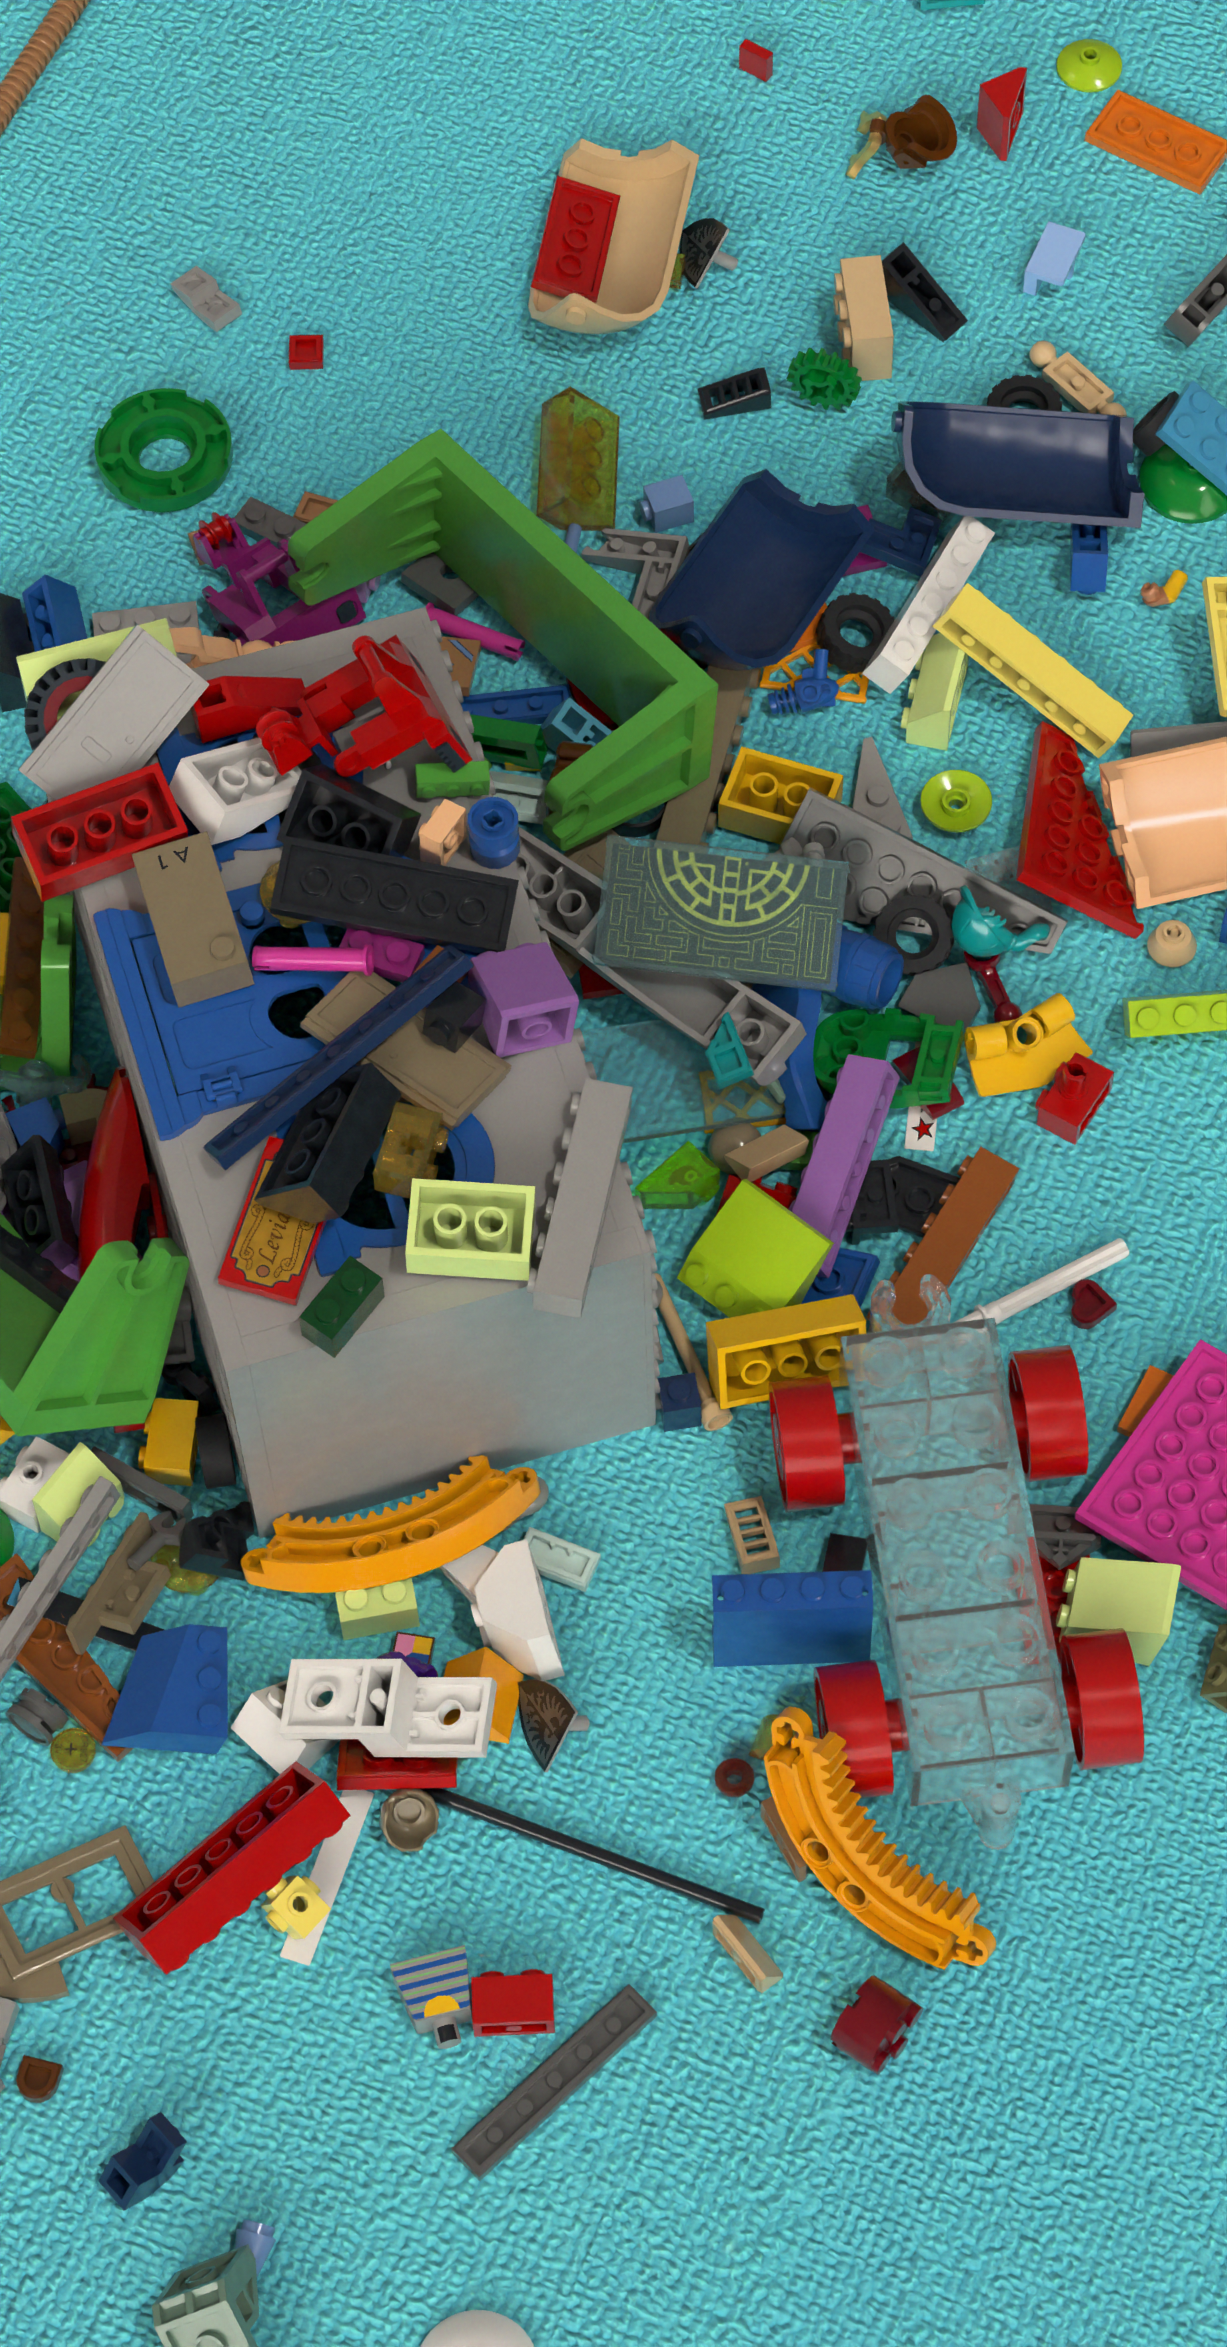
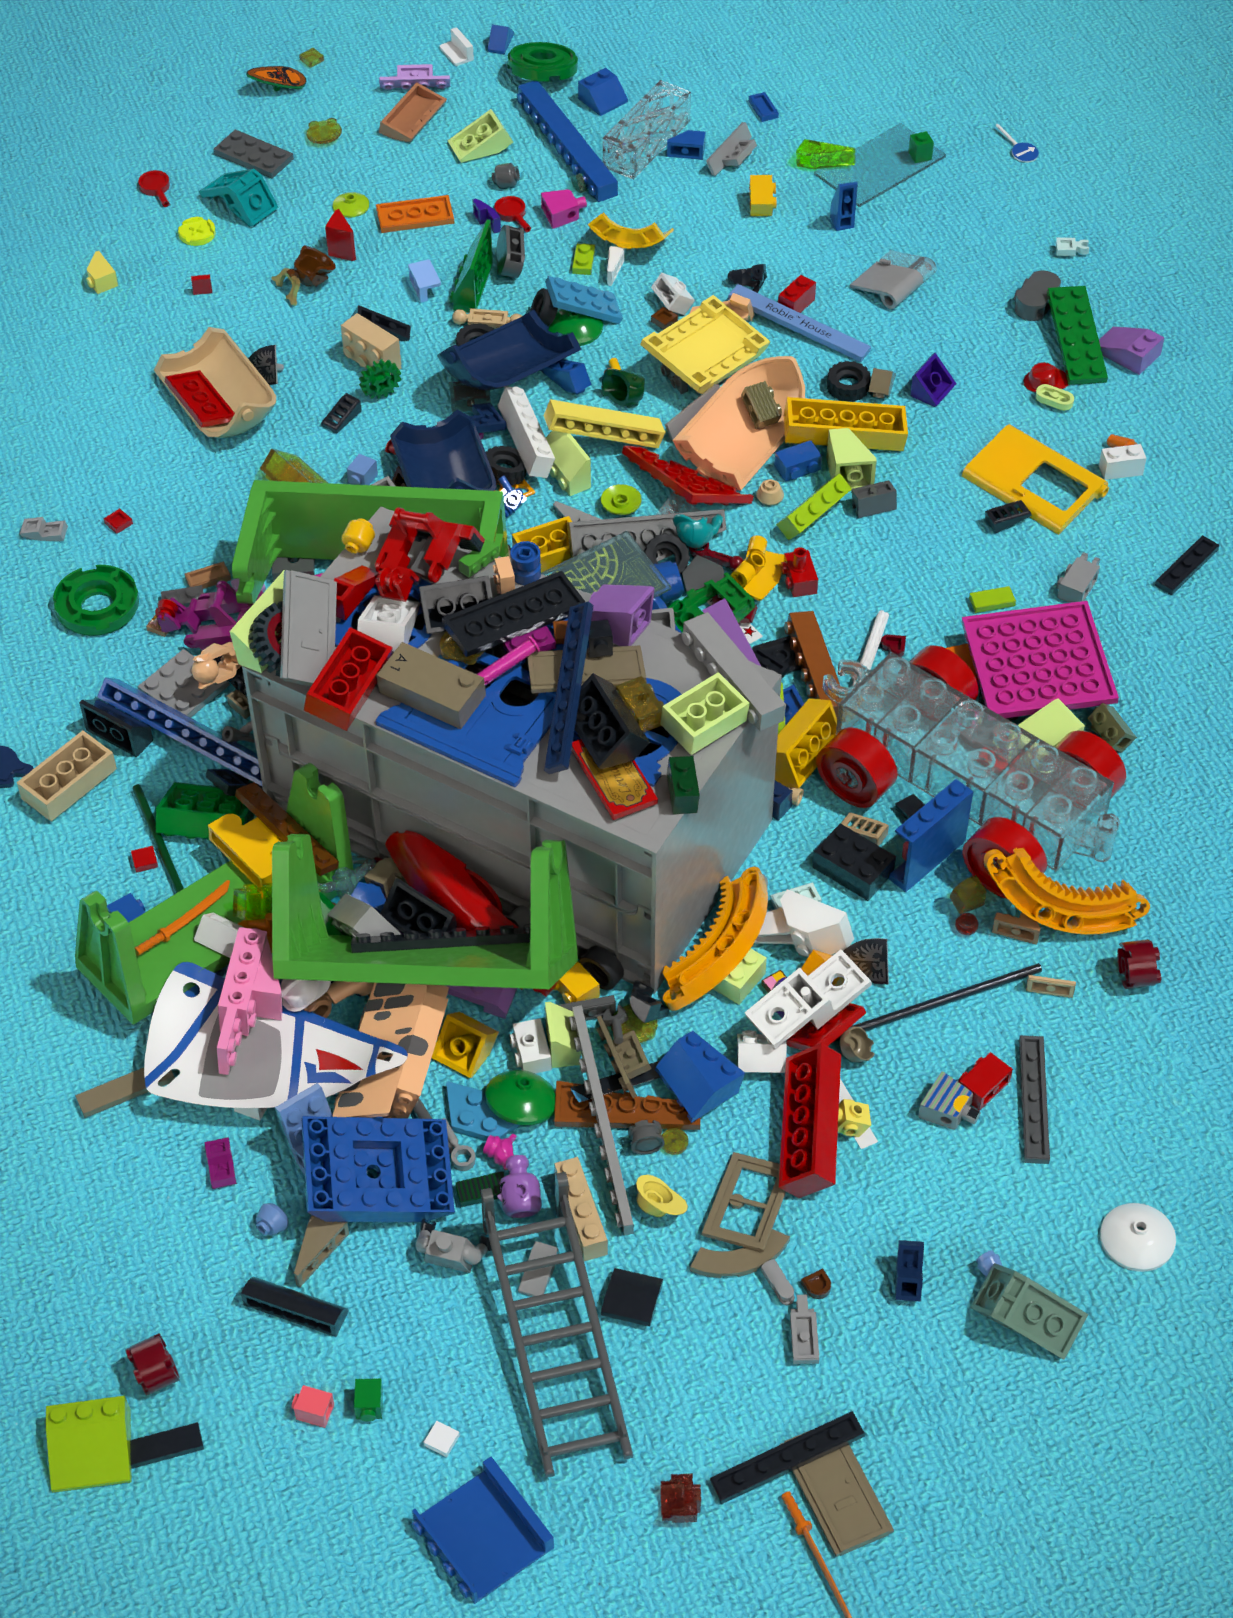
camera: 45 degrees left, 10 degrees down
(336, 631) = (358, 536): none -> yellow head
(677, 1566) = (854, 861): none -> black brick
(1125, 299) = (474, 272): none -> green slope
(1143, 629) = (623, 387): none -> dark green helmet

